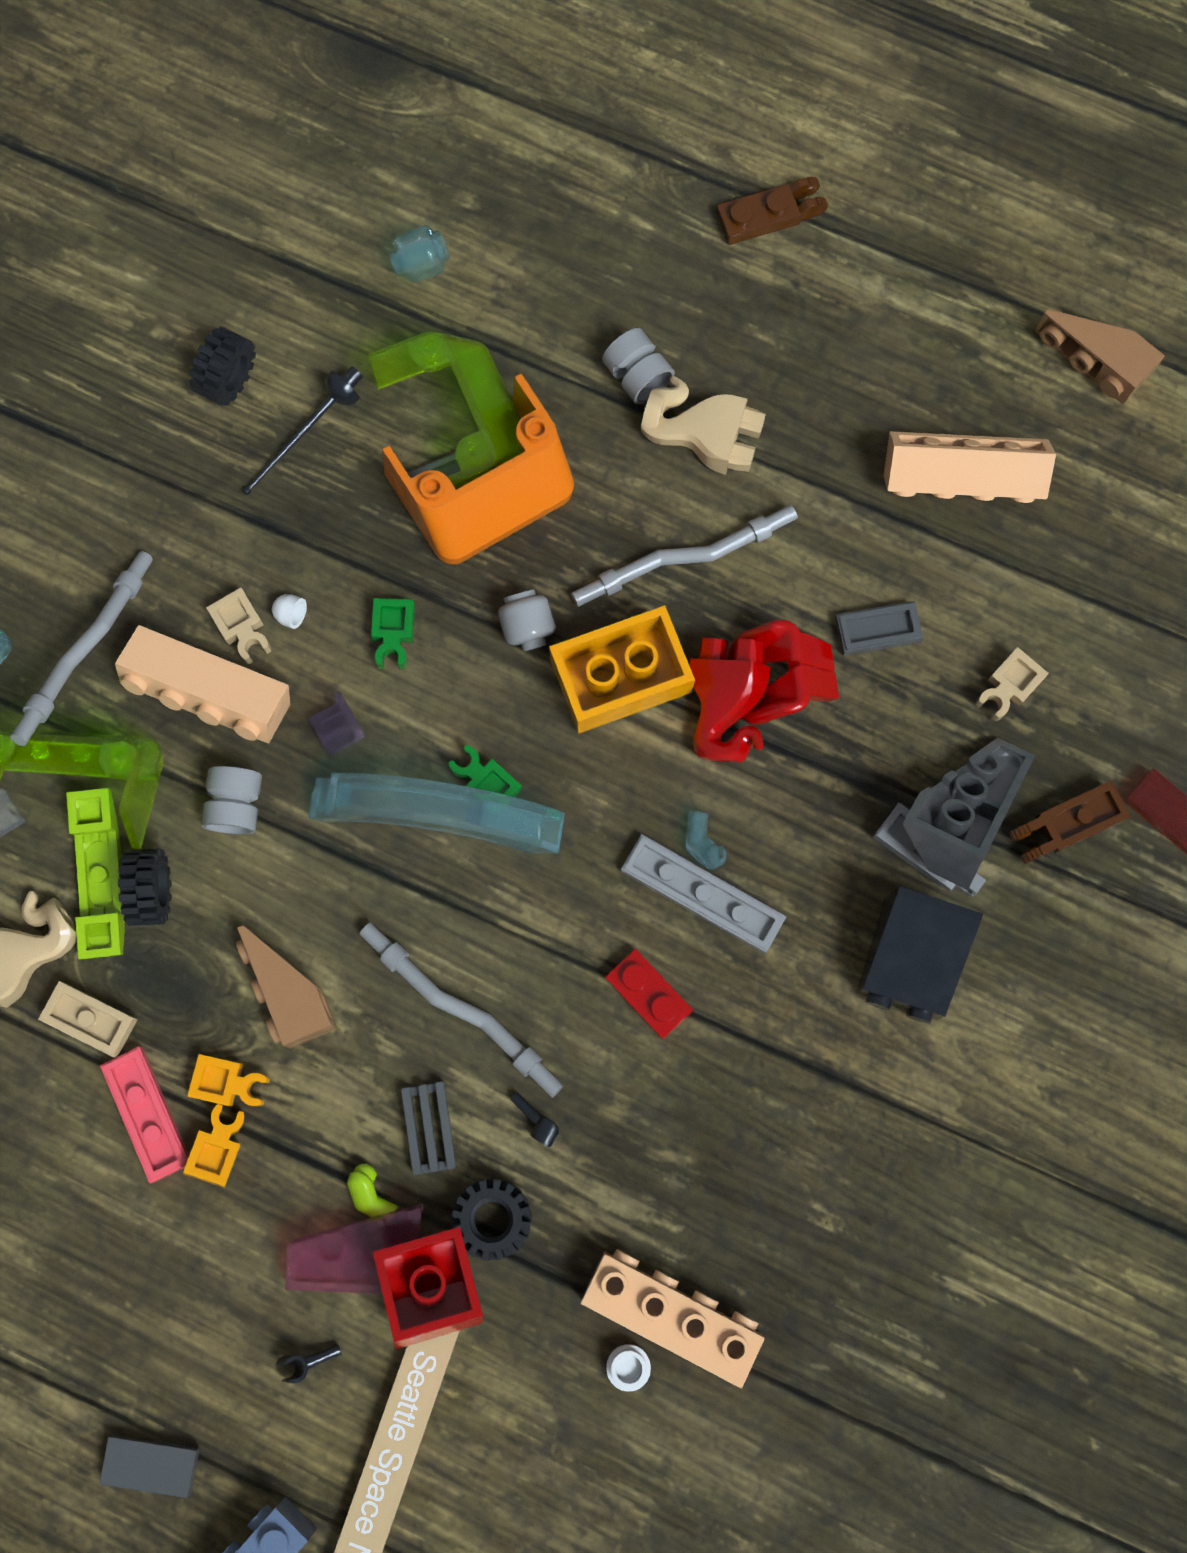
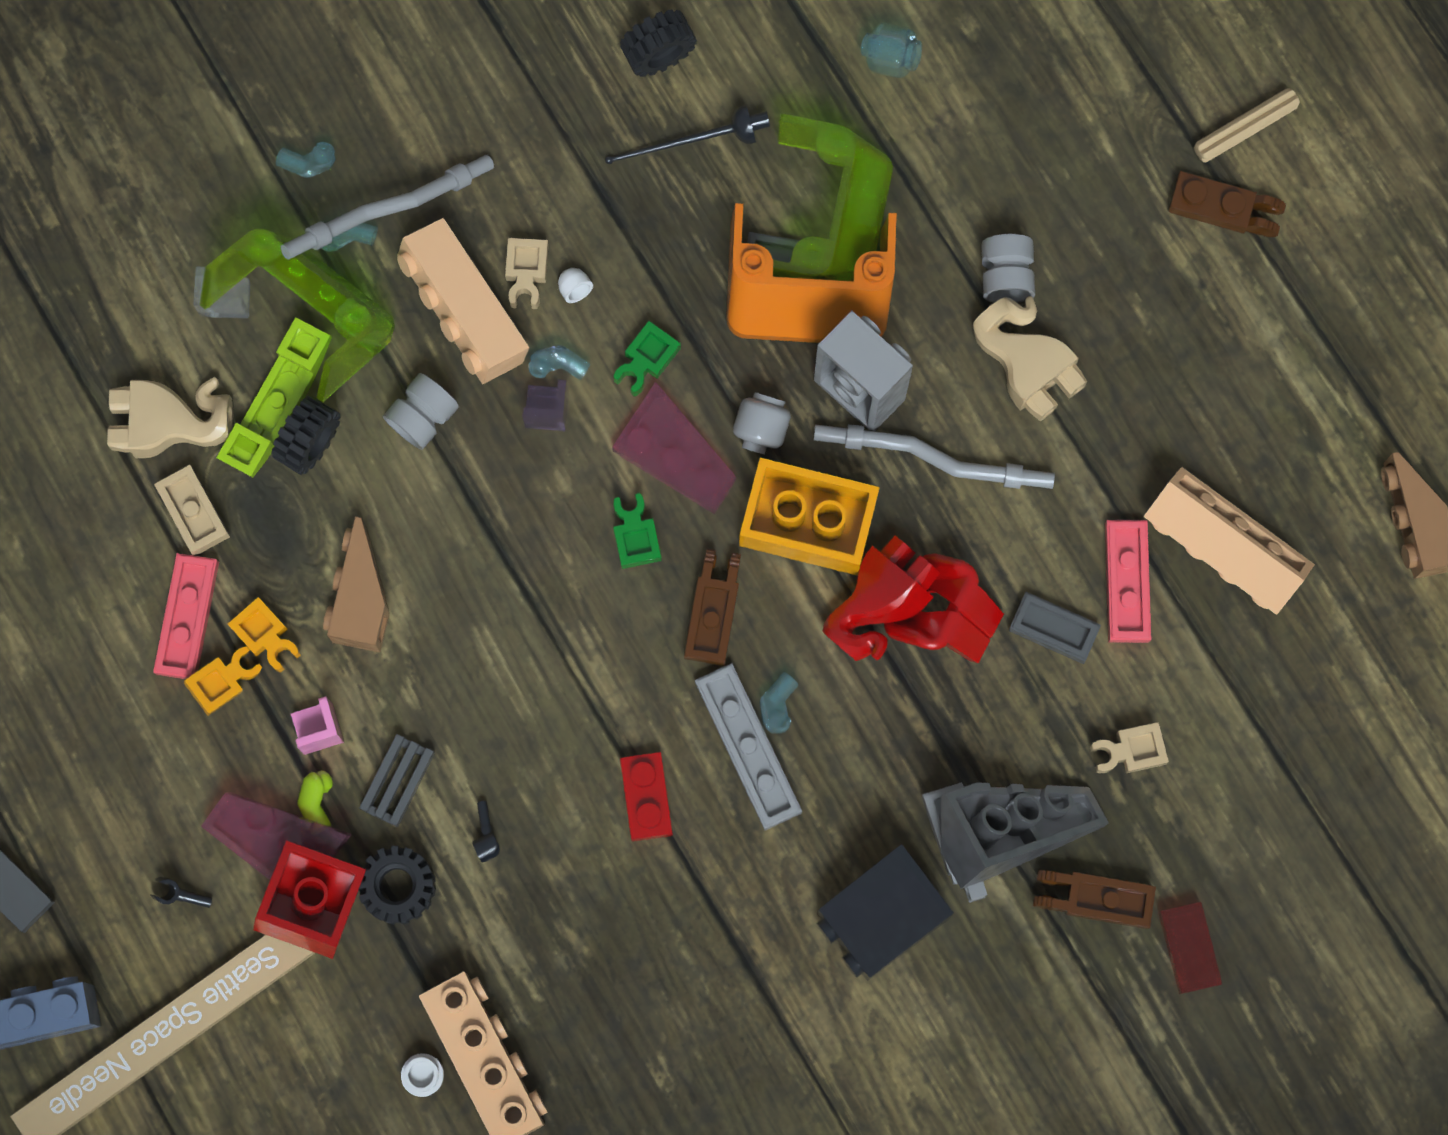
camera: 35 degrees right, 0 degrees up
(73, 686) = (362, 233): none -> clear light blue arm
(316, 680) = (555, 358): none -> clear light blue arm
(327, 1131) = (317, 727): none -> bright pink panel
(438, 807) = (580, 531): clear light blue arch -> none
(469, 693) = (674, 452): none -> clear pink wing
(526, 1060) = (510, 779): light grey bar -> none
(584, 518) = (863, 370): none -> light grey brick
(596, 802) = (713, 612): none -> reddish brown hinge
(742, 138) = (1246, 125): none -> tan axle
(908, 552) = (1128, 581): none -> coral tile

